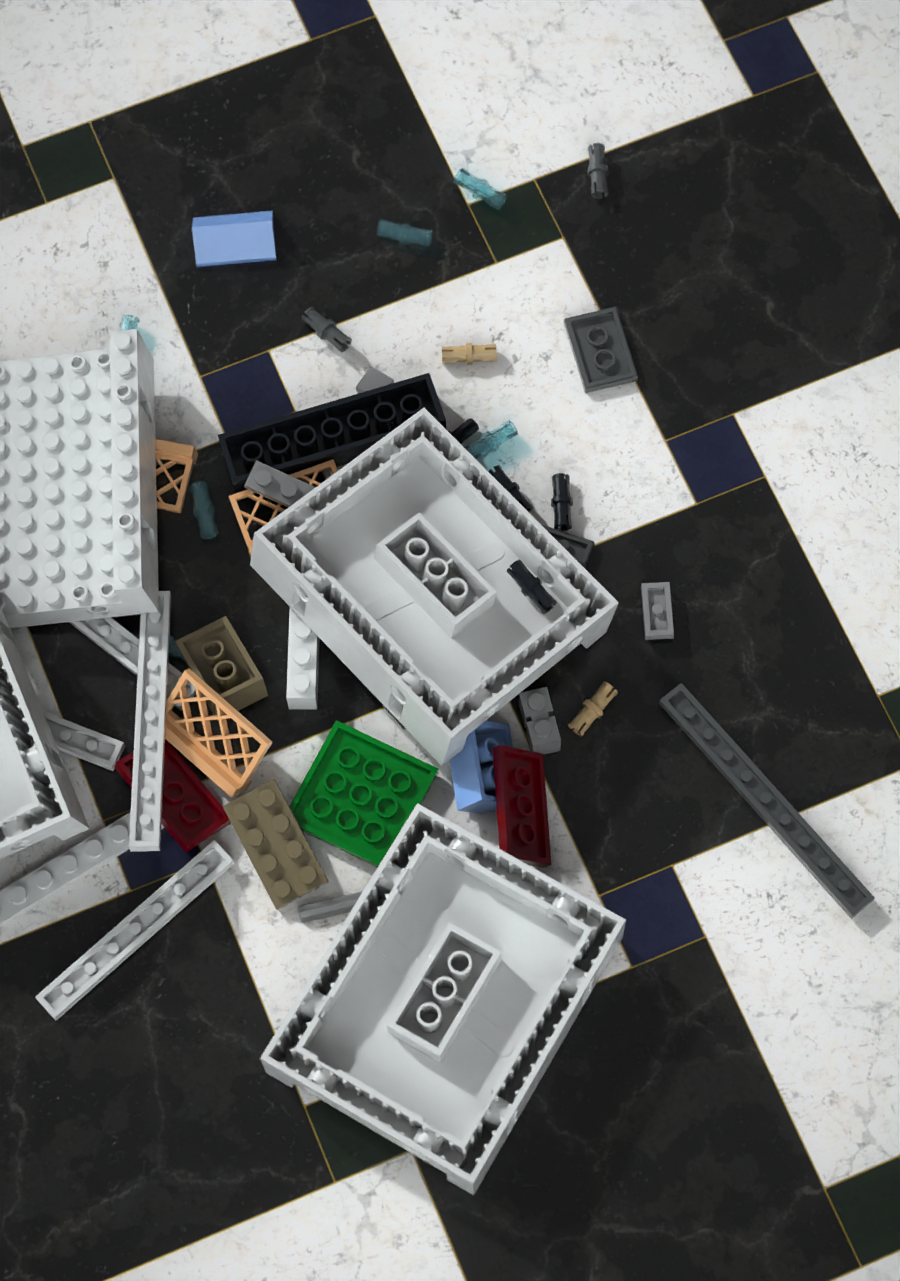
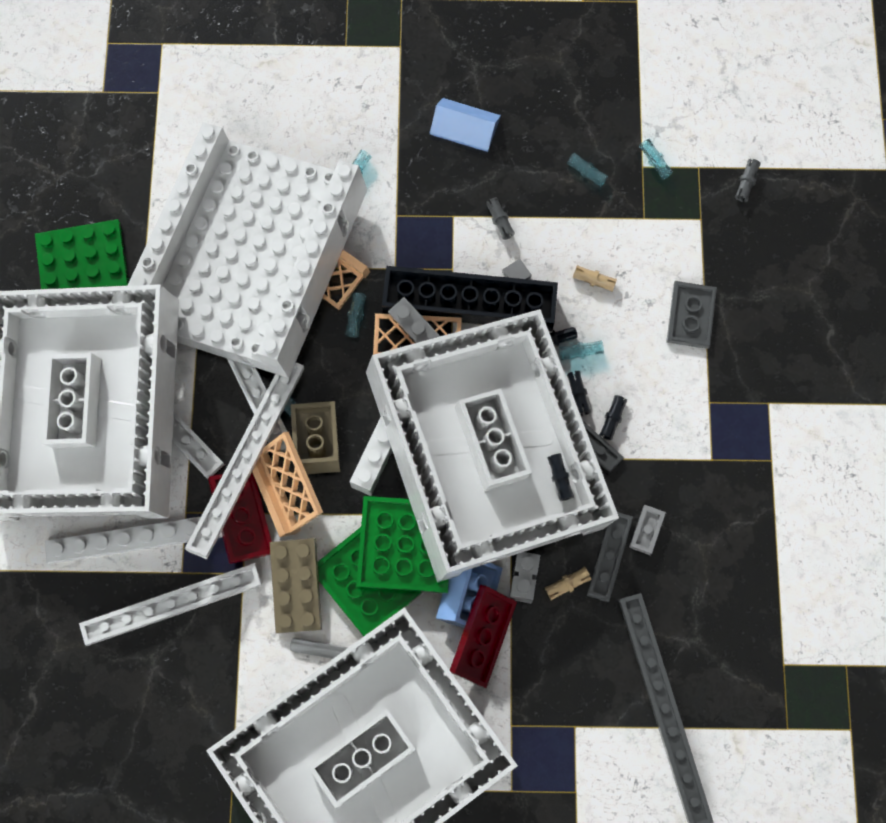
camera: 20 degrees right, 5 degrees up
(374, 752) = (393, 549): none -> green plate
(628, 661) = (609, 558): none -> dark grey tile

